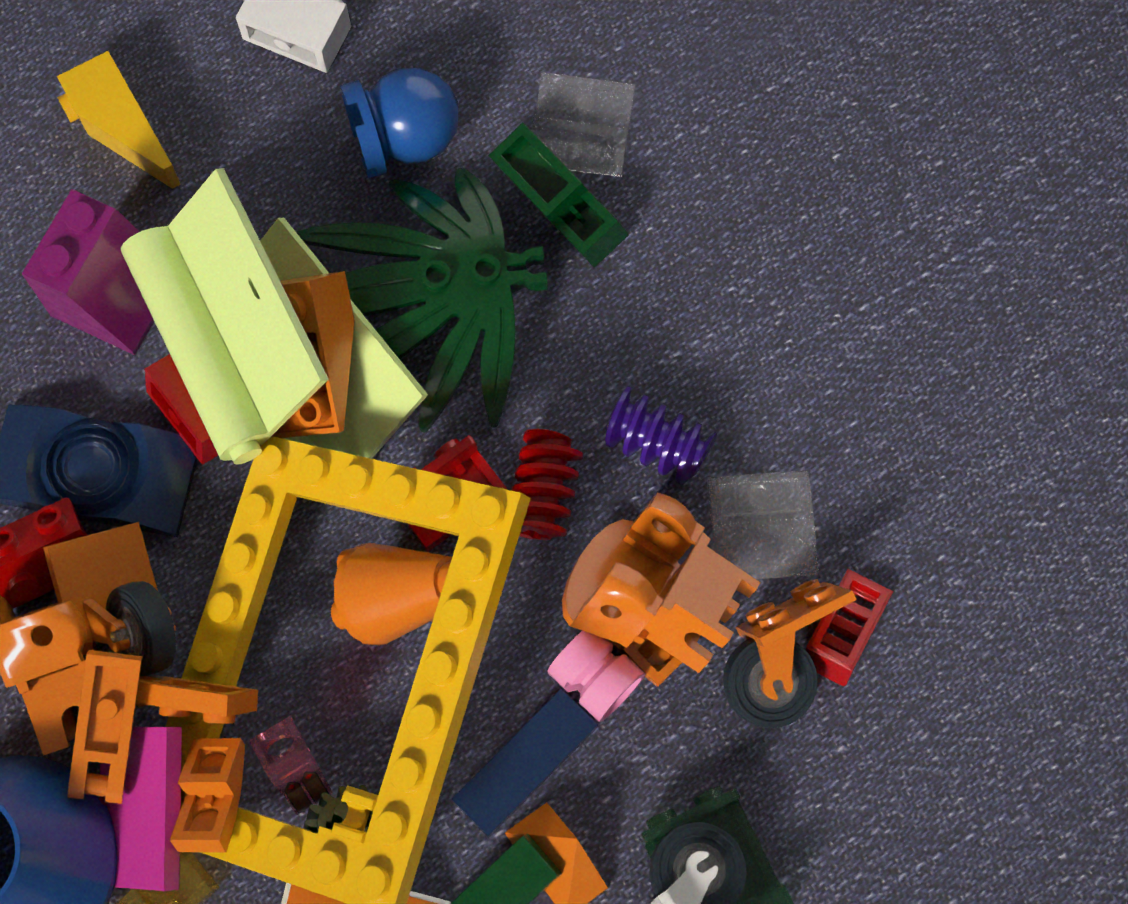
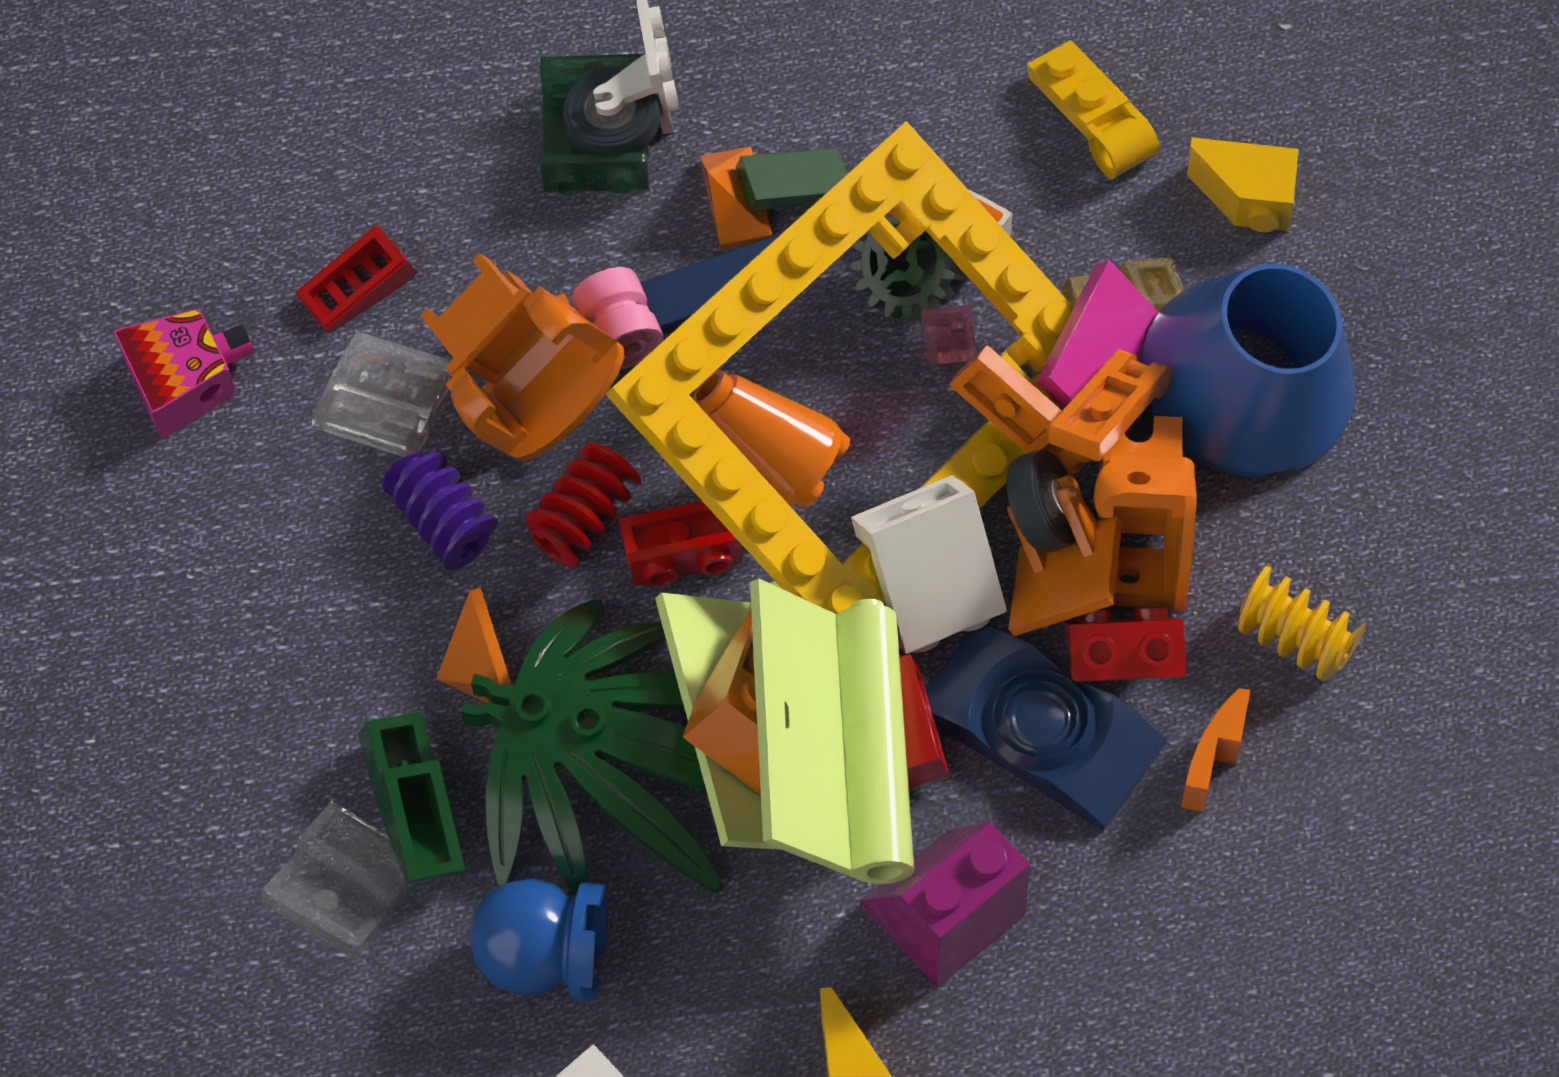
camera: 155 degrees left, 10 degrees down
(212, 795) = (1035, 319): orange slope -> none
(219, 533) = (932, 562): none -> white panel
(565, 330) = (473, 649): none -> orange slope
(770, 674) = (400, 279): plate -> none
(946, 474) = (181, 366): none -> torso

